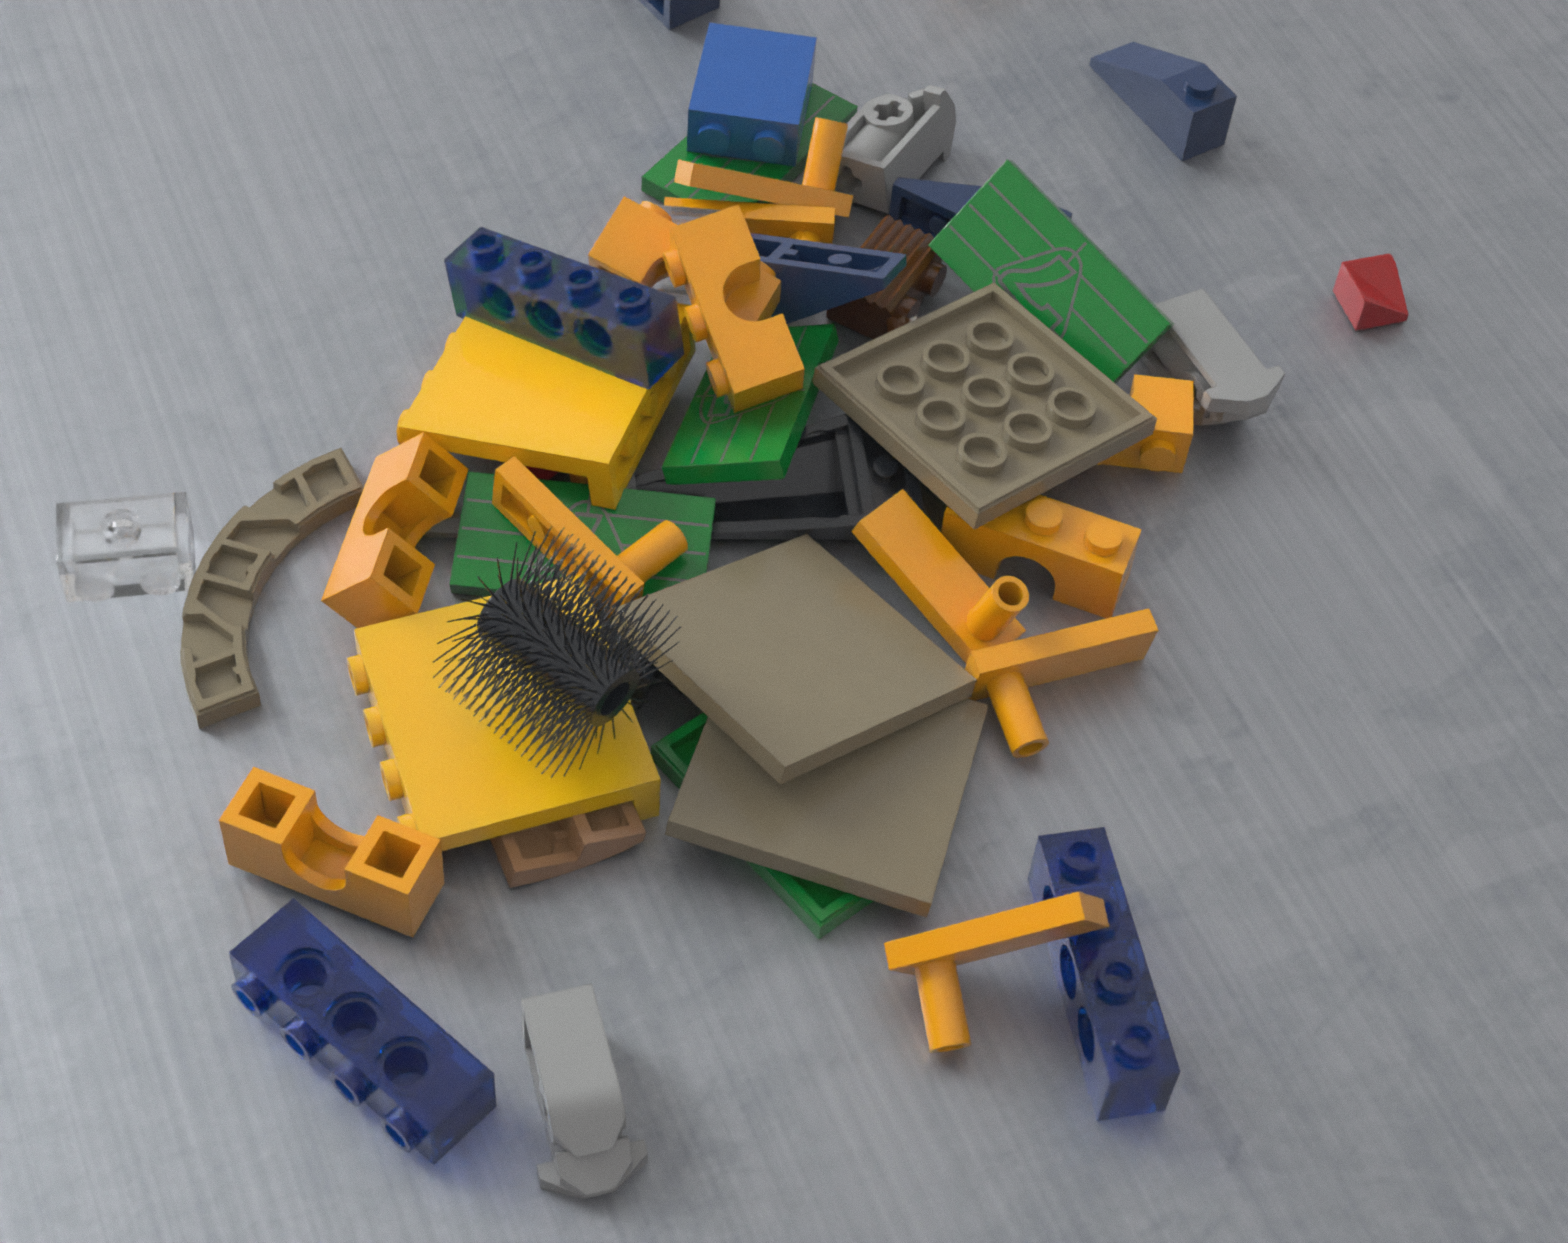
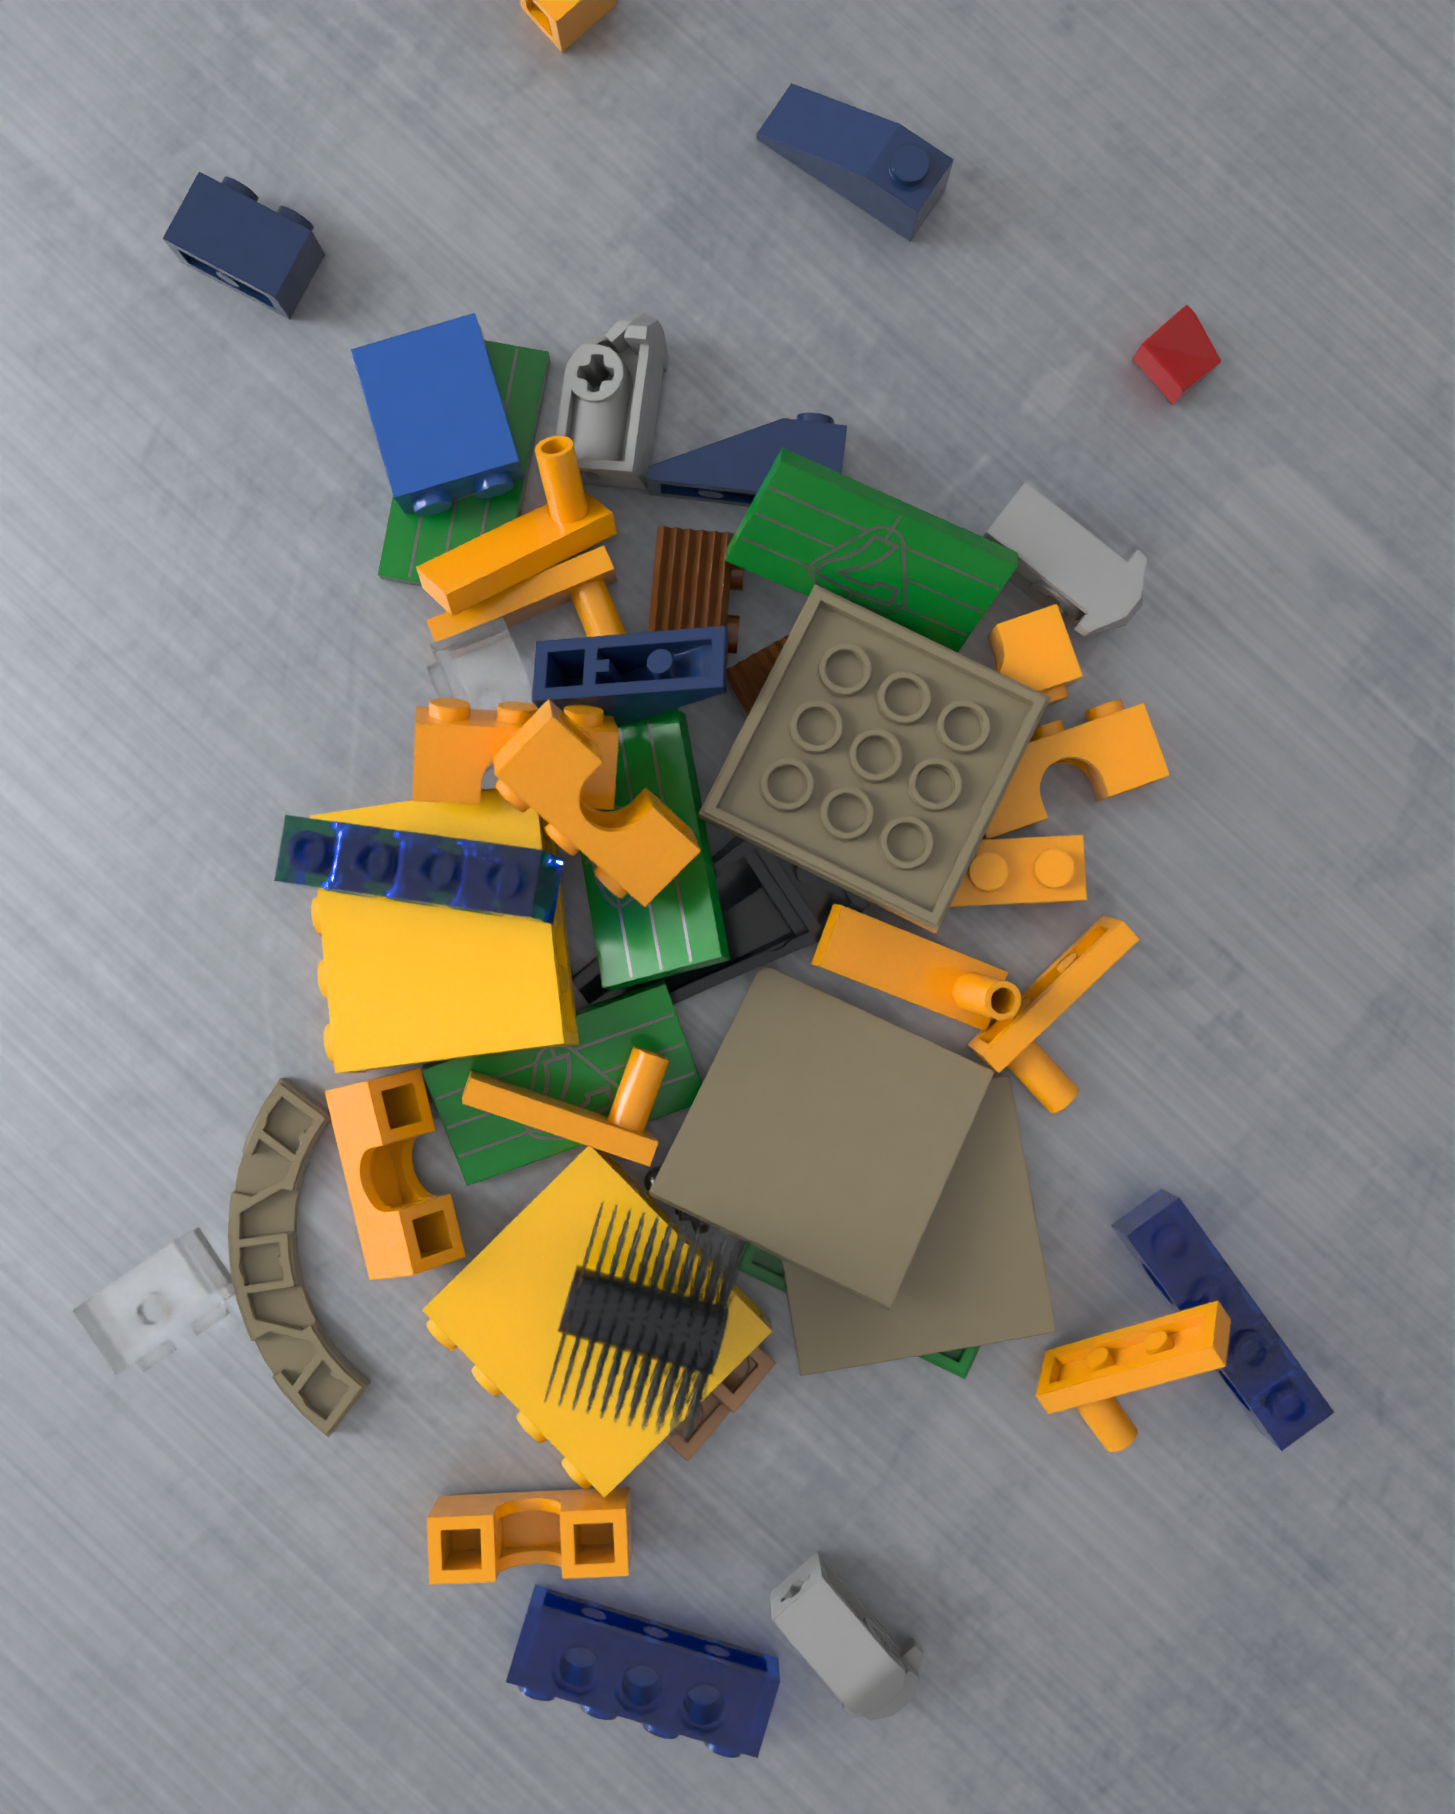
camera: 20 degrees left, 35 degrees up
(1187, 503) = (1112, 750): none -> light orange arch

